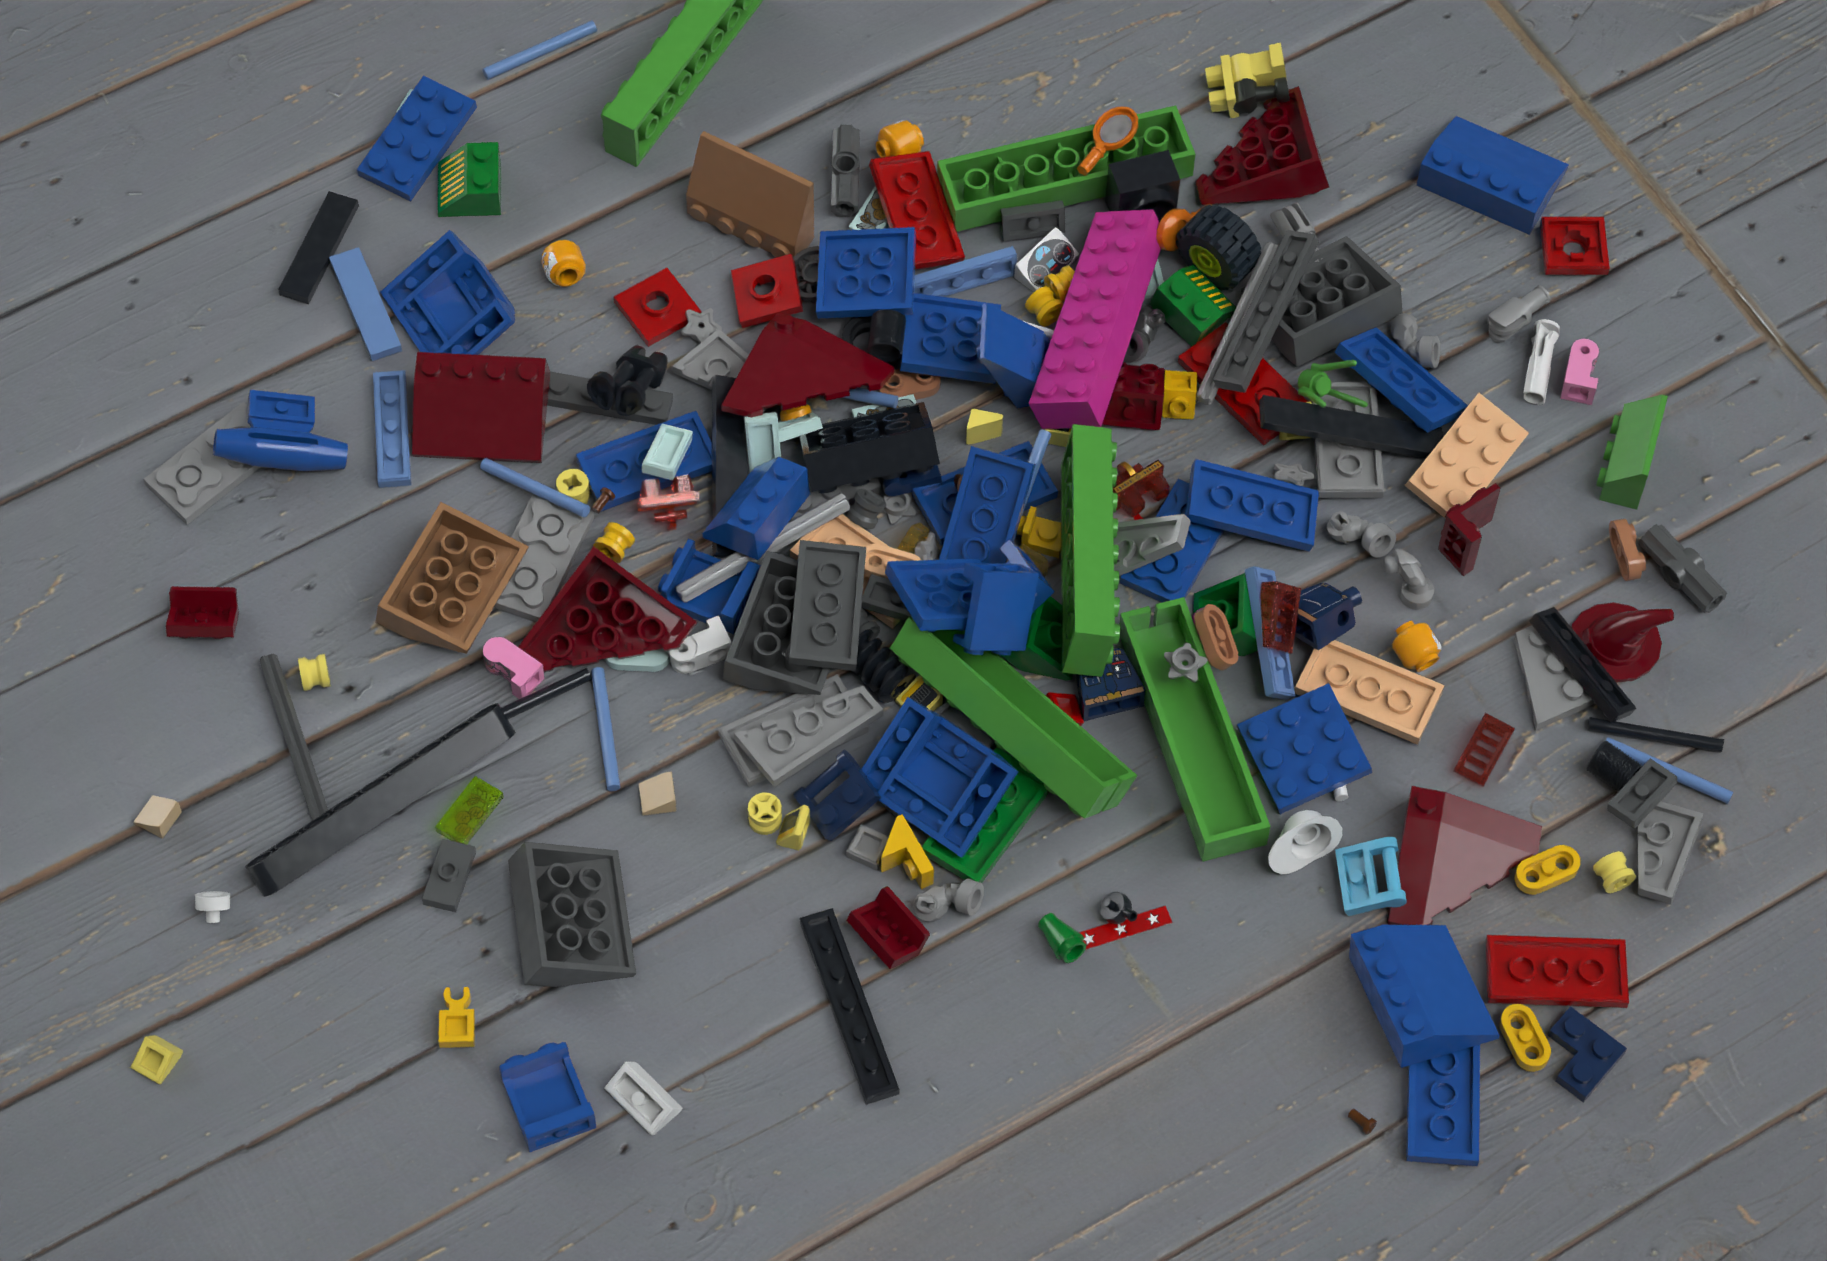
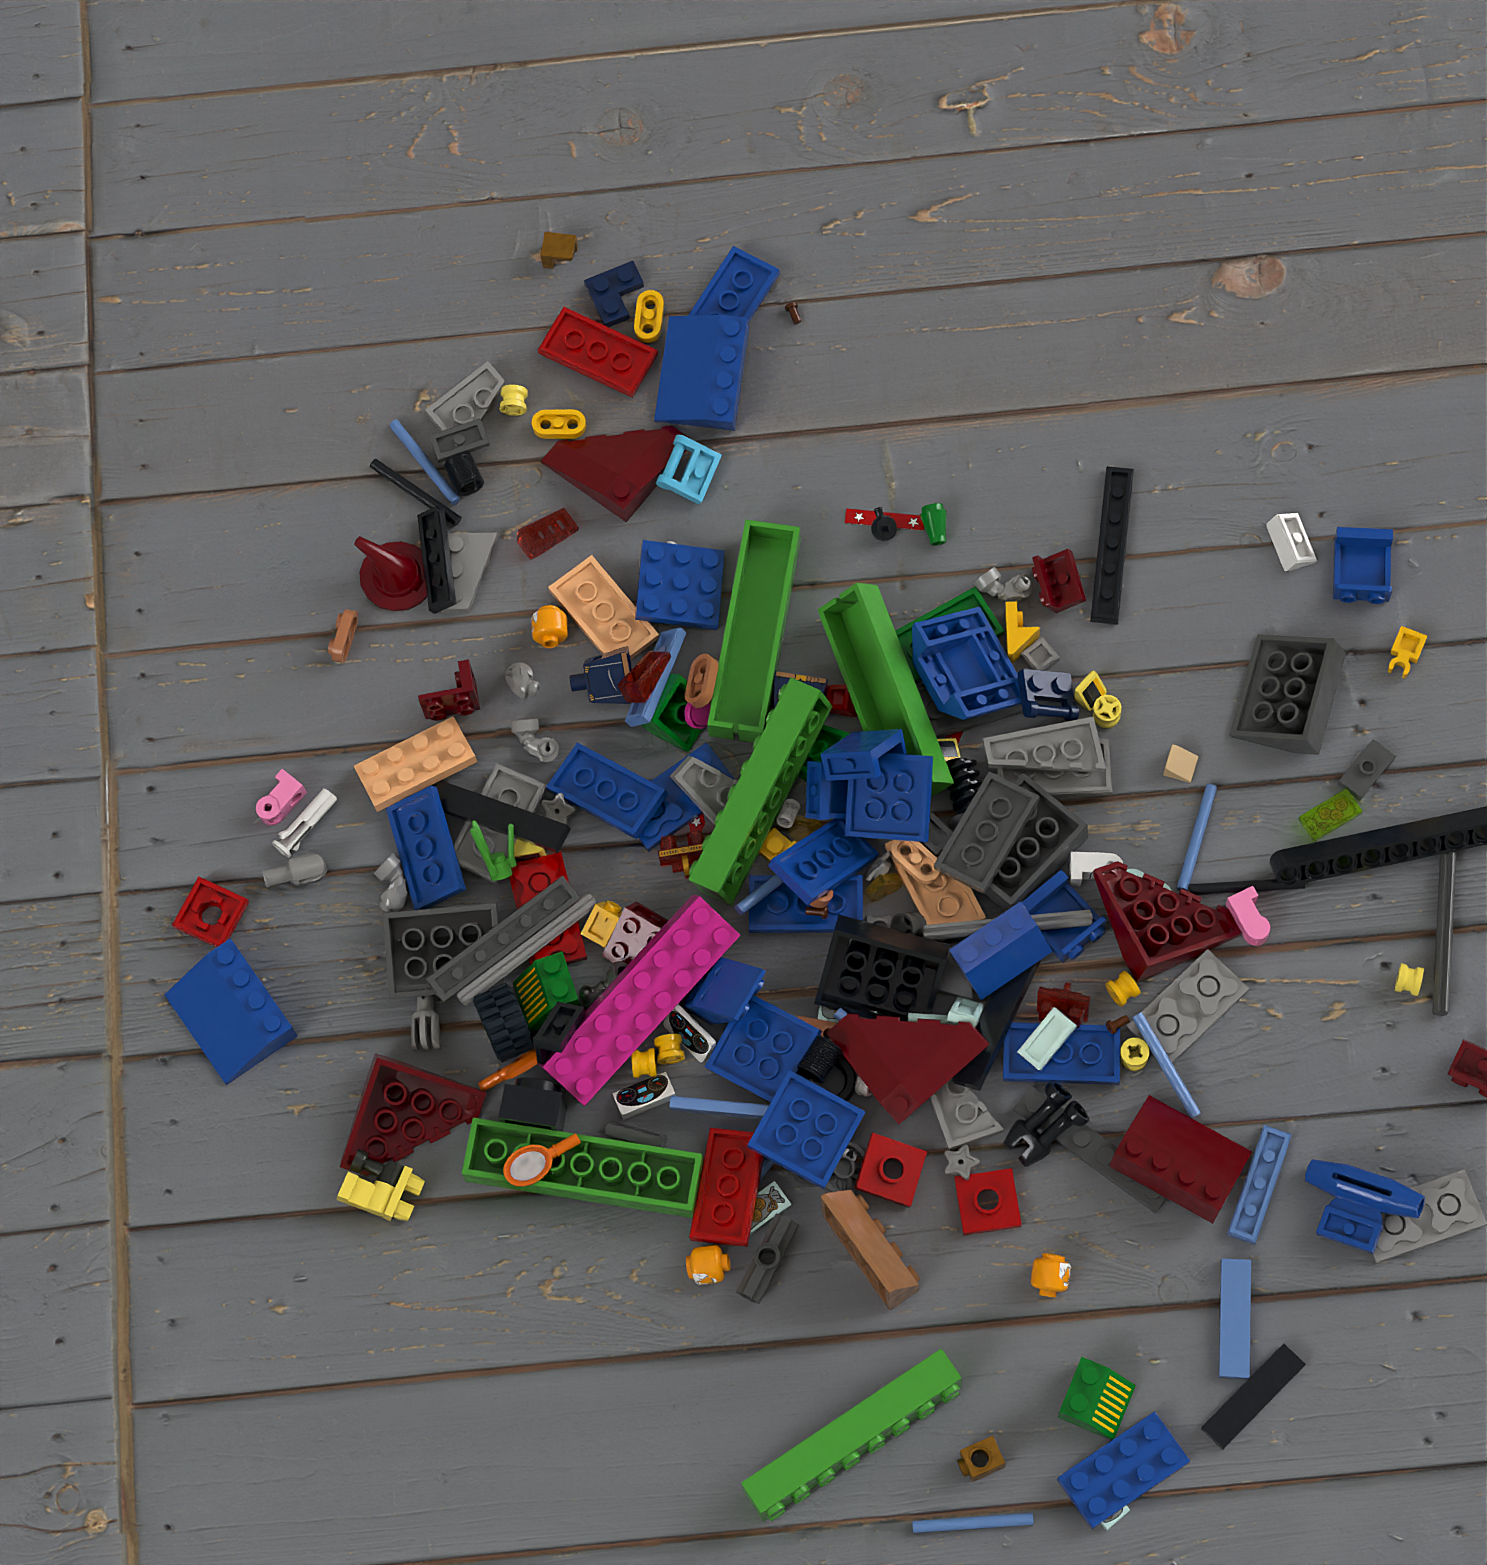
camera: 145 degrees left, 10 degrees up
(449, 300) = (1163, 1269): blue slope -> none
(450, 581) = (1270, 1004): medium nougat slope -> none
(555, 93) = (987, 1447): none -> pearl gold brick
(983, 426) = (778, 961): light yellow slope -> none
(1052, 572) = (786, 816): none -> white piece
(1157, 242) = (557, 1030): none -> black panel
(1186, 654) = (737, 661): light grey plate -> none
(1303, 840) = (718, 521): white piece -> none
(1631, 451) = (288, 704): bright green slope -> none
(1679, 1067) = (557, 247): none -> pearl gold panel
(1682, 568) = (312, 603): dark grey piece -> none

